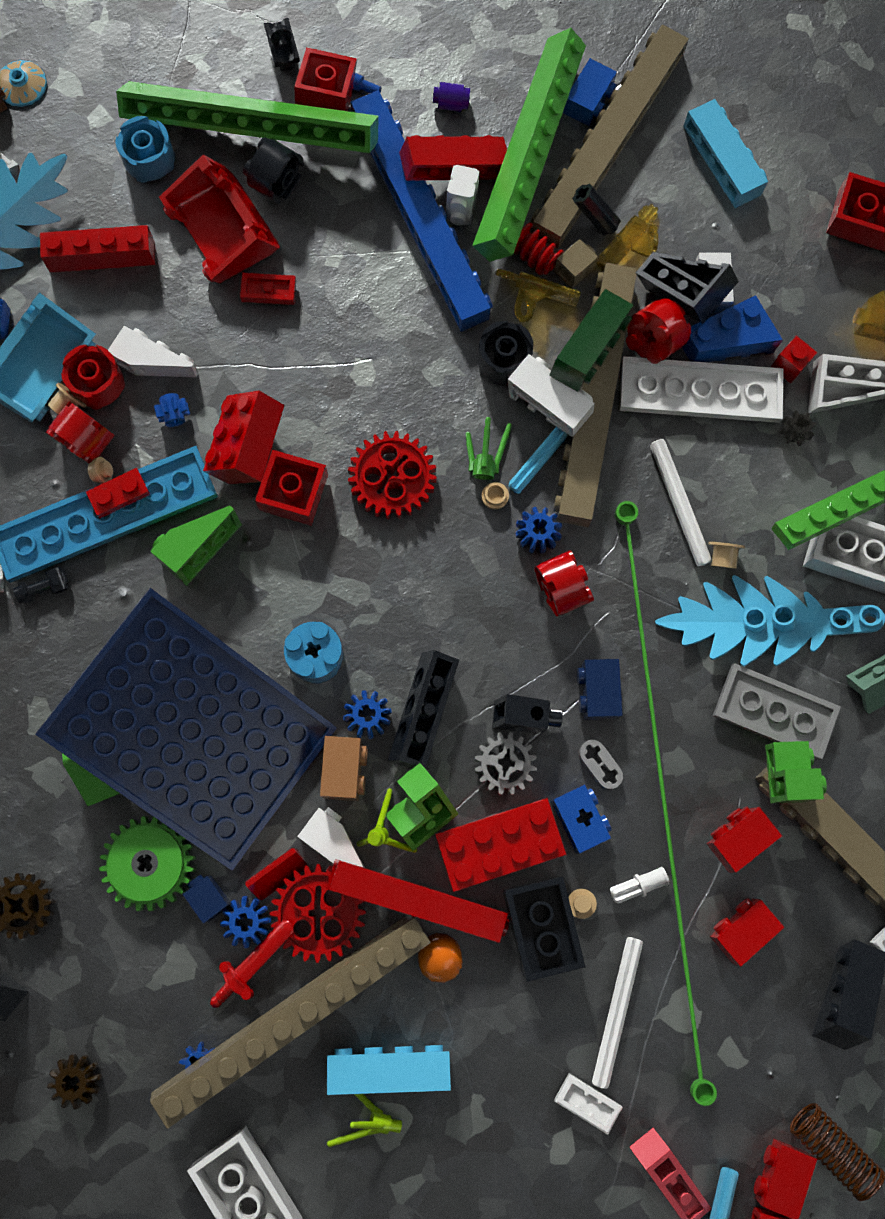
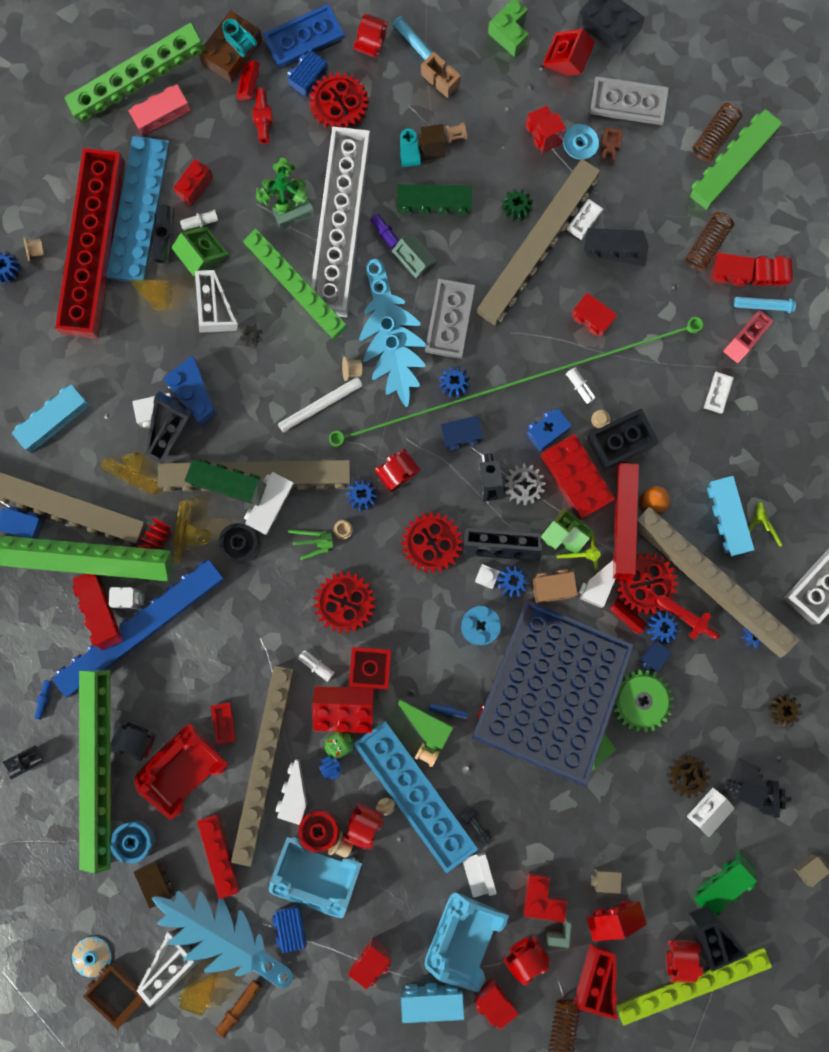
camera: 95 degrees left, 5 degrees up
(88, 167) = (154, 882): none -> dark brown brick
(118, 493) = (400, 788): red plate -> none
(147, 542) = (427, 755): none -> light nougat bush
(199, 426) = (339, 744): none -> bright green head
(200, 326) = (263, 766): none -> dark tan brick
(207, 584) = (448, 711): none -> blue bar
(314, 421) = (316, 665): none -> white axle
(325, 80) = (52, 720): red slope -> none
(383, 680) = (487, 576): none -> white plate
(440, 588) = (416, 551): none -> red gear
(451, 96) = (42, 625): dark purple brick -> none
(537, 460) = (312, 506): medium azure axle -> none
(576, 263) = (159, 507): dark tan brick -> none
(594, 768) = (507, 421): light grey beam -> none
(596, 209) = (117, 500): black axle -> none
(617, 1013) = (660, 385): white axle -> none
(658, 330) = (203, 440): red brick -> none
(690, 700) = (454, 375): none -> blue gear
(702, 389) = (236, 404): white plate -> none
(743, 838) = (539, 325): red brick -> none
(791, 773) = (493, 303): bright green brick -> none
(794, 358) = (202, 345): red brick -> none

